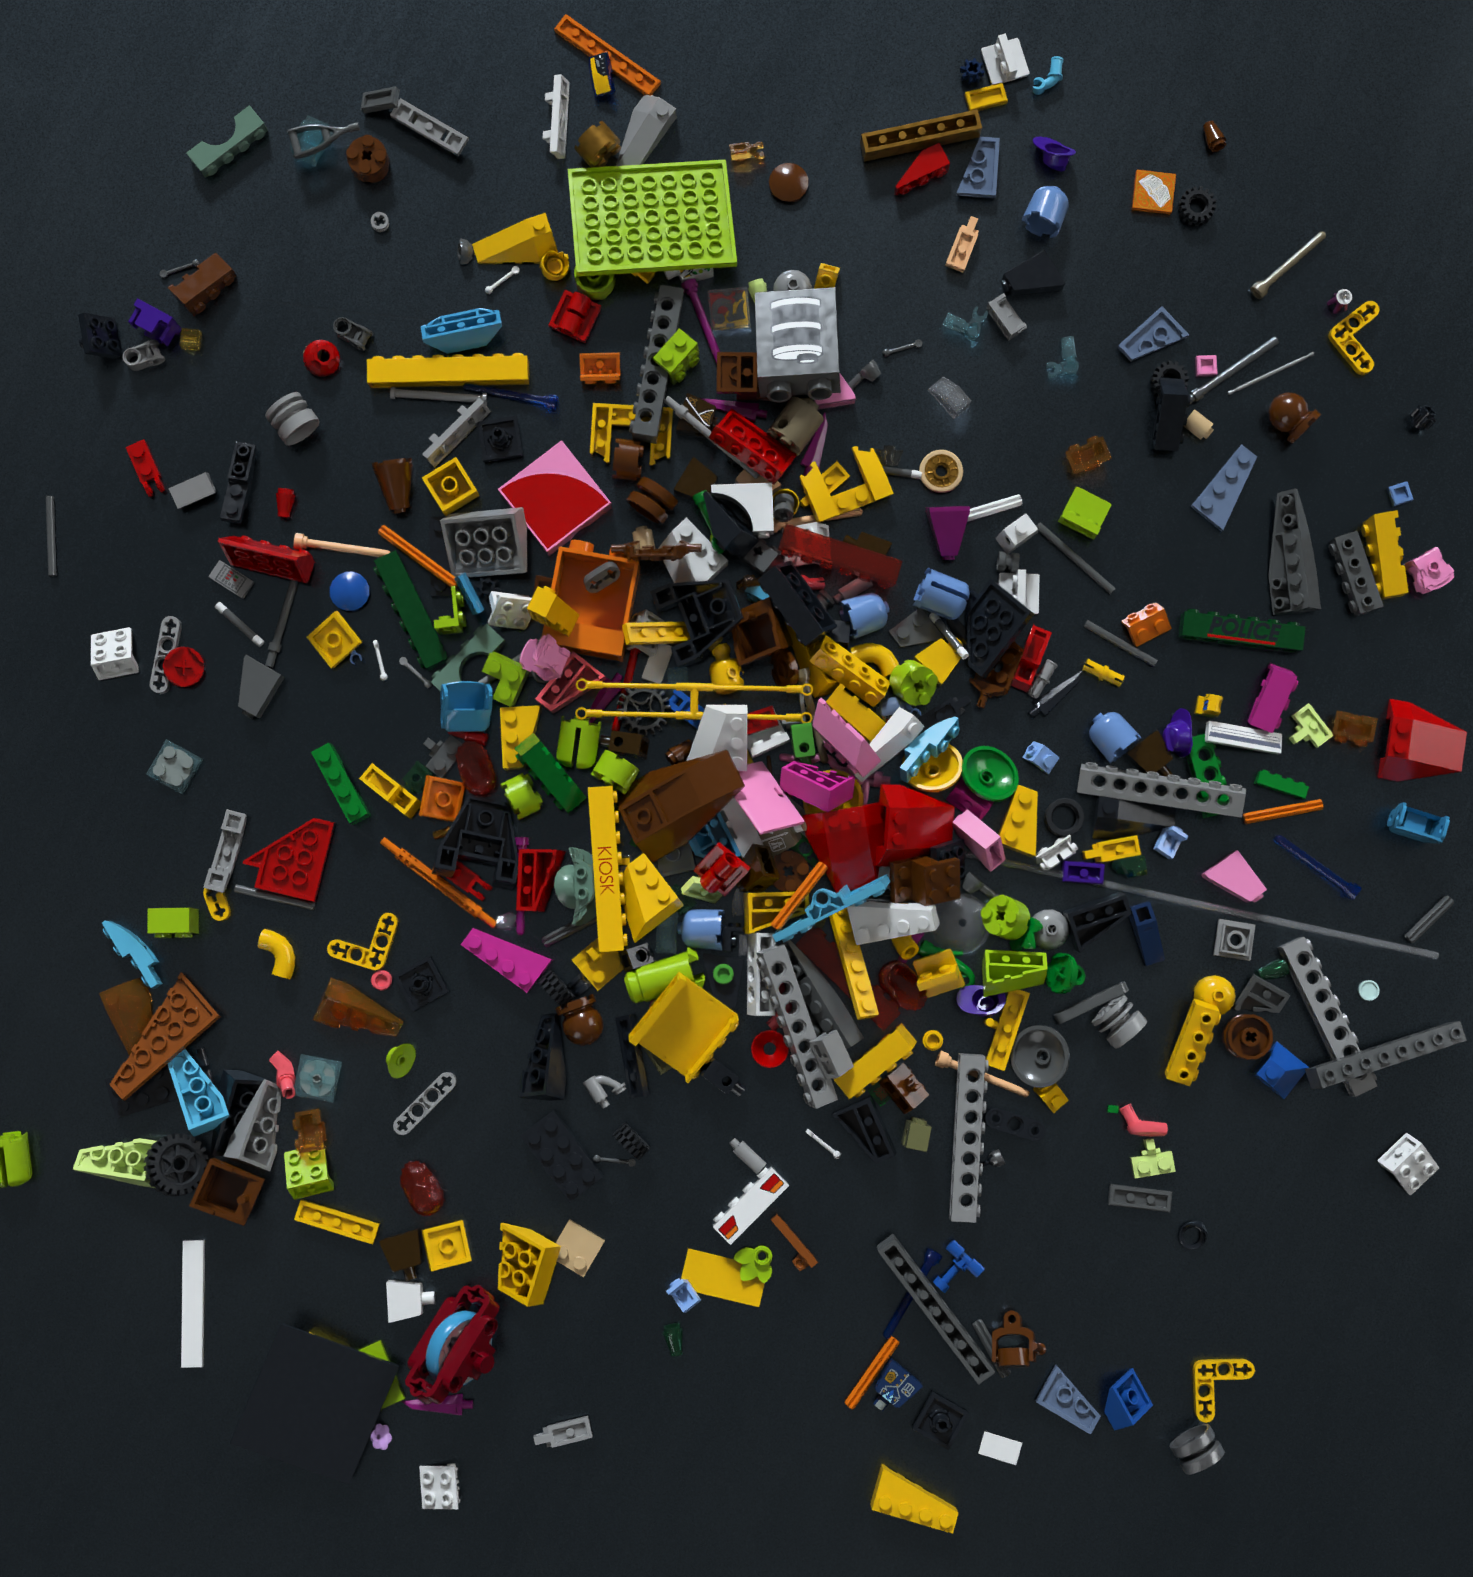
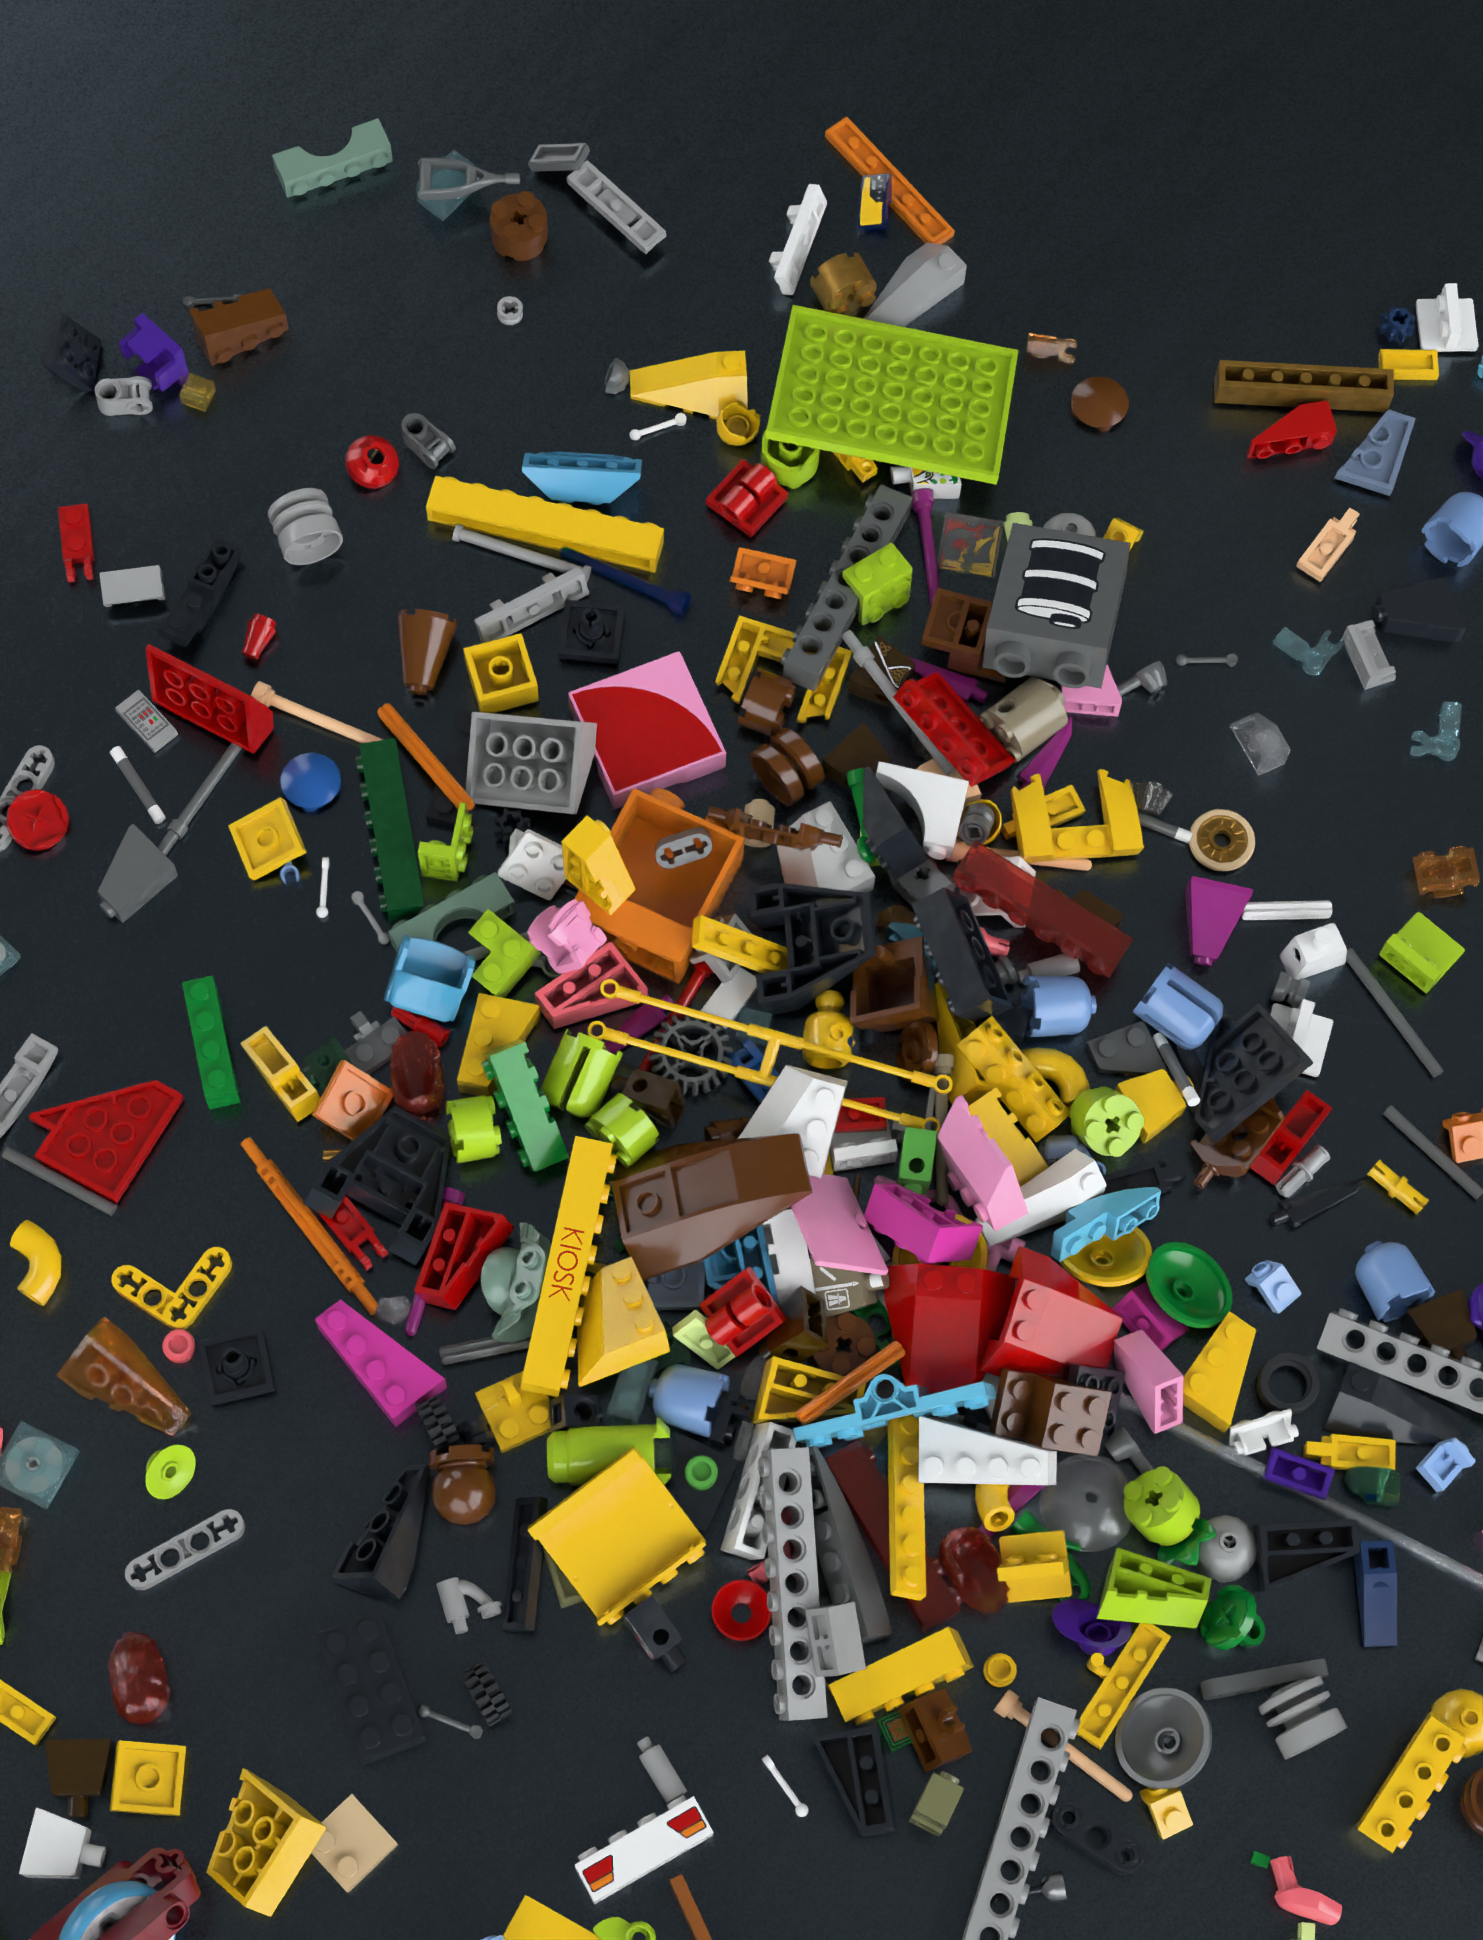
camera: 15 degrees right, 15 degrees down
(469, 593) = (483, 822): dark azure slope -> none

